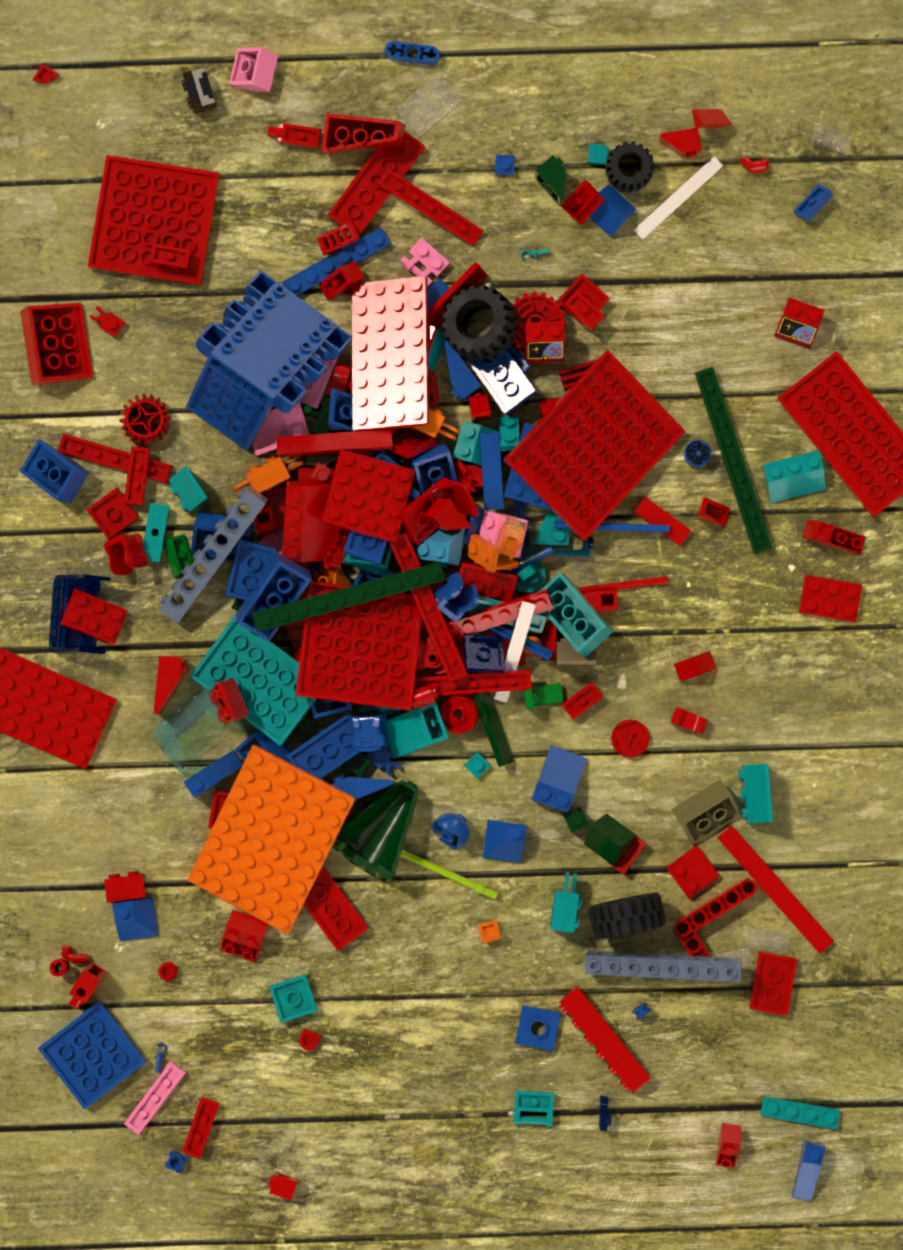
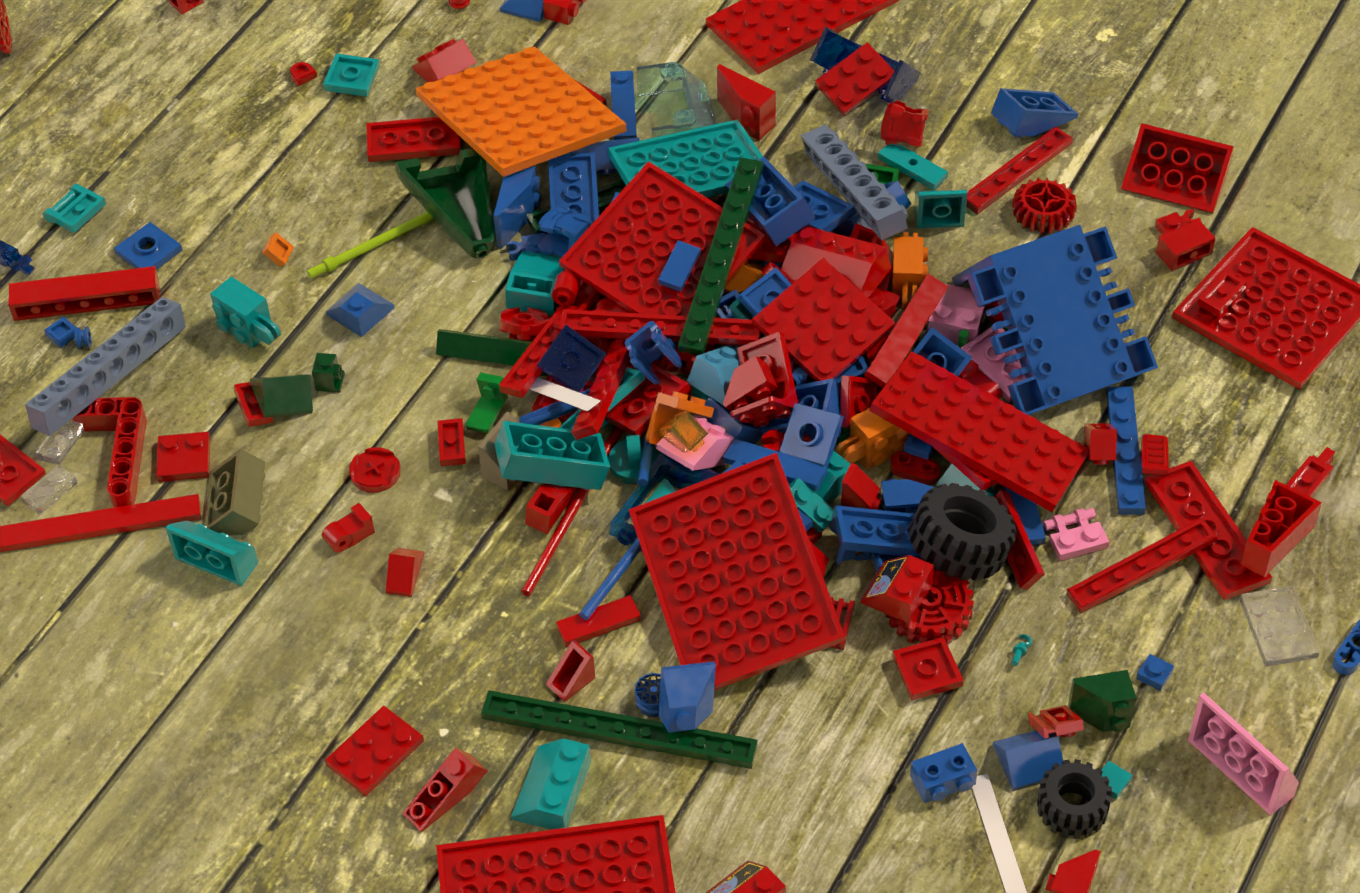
camera: 120 degrees right, 35 degrees down
(112, 514) = (957, 144): red tile -> none
(130, 305) = (1185, 245): none -> red brick
(137, 476) = (985, 173): red tile -> none
(228, 702) = (684, 116): red slope -> none
(370, 623) = (679, 266): none -> blue tile
(452, 829) = (408, 261): blue cylinder -> none
(453, 449) = (822, 446): none -> blue piece
(477, 765) = (459, 320): teal plate -> none
(544, 81) = (1241, 756): none -> bright pink slope
(559, 778) = (382, 379): blue slope -> none
(584, 310) = (912, 652): red plate -> none
(627, 915) = (185, 349): black tyre -> none
(641, 1032) = (61, 332): none -> blue tile
(654, 252) = (943, 773): none -> blue brick
(699, 427) = (686, 695): none -> blue slope

